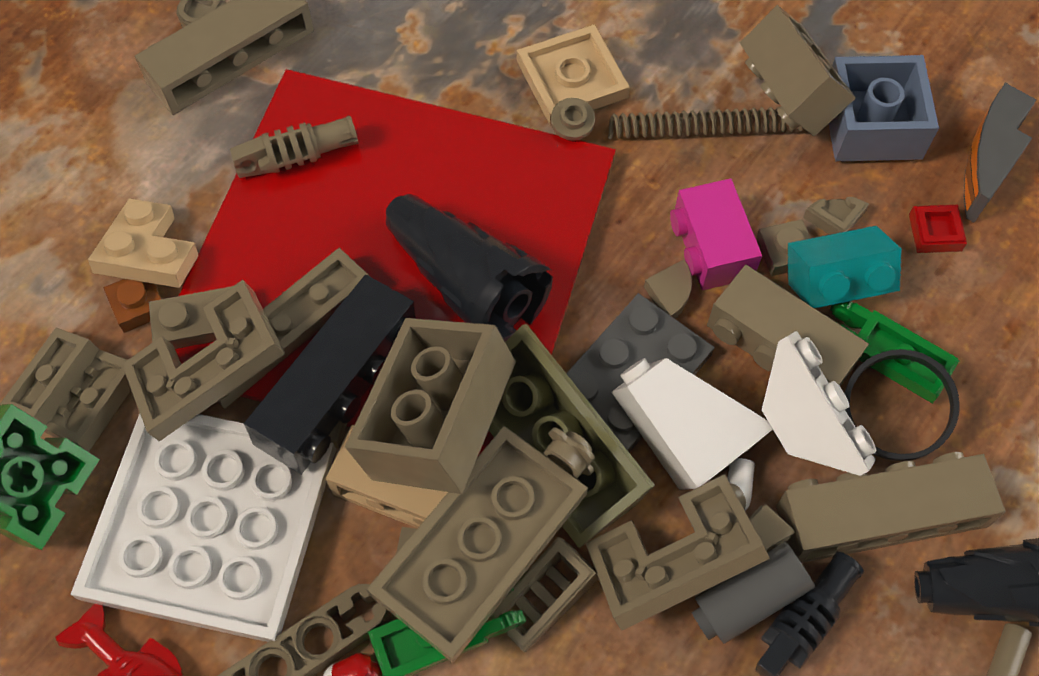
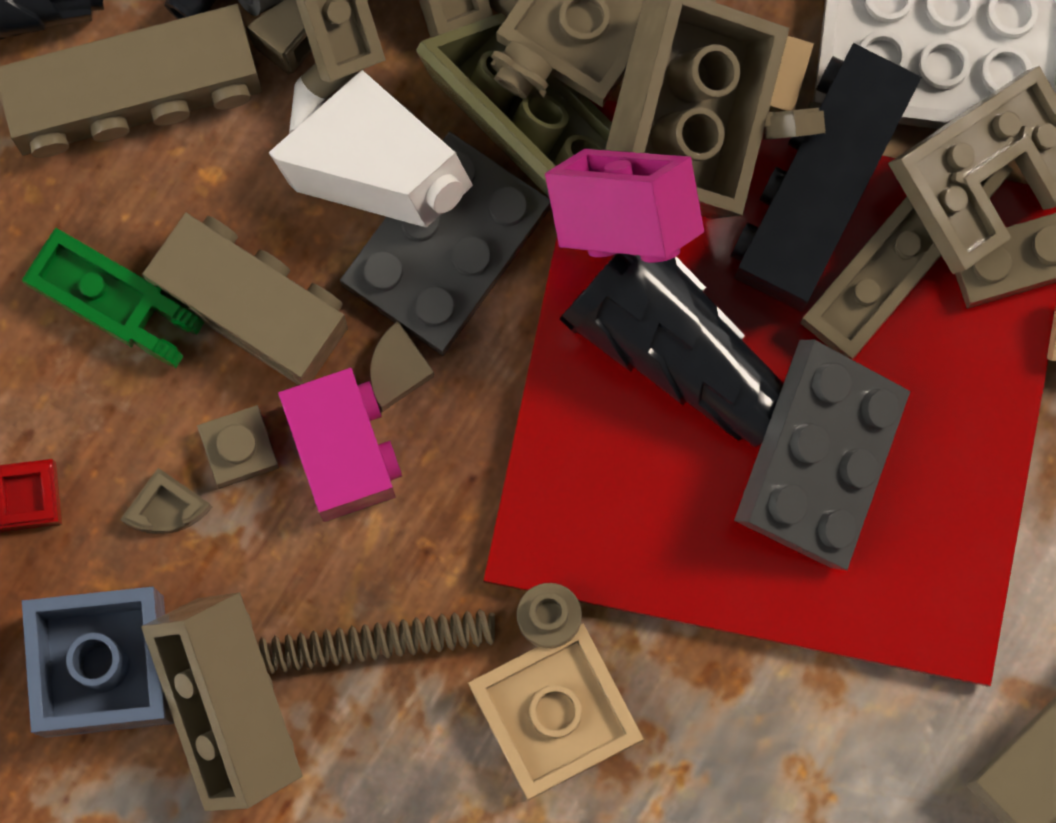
camera: 175 degrees right, 15 degrees up
(270, 153) = (945, 527): dark tan hinge -> none
(354, 381) = (794, 123): none -> dark tan tile
(371, 186) = (822, 455): none -> dark grey plate
(498, 293) = (625, 203): none -> dark pink brick
(811, 412) = (217, 169): white slope -> none
(844, 266) = (165, 395): teal brick -> none
(942, 374) = (110, 153): black tyre -> none

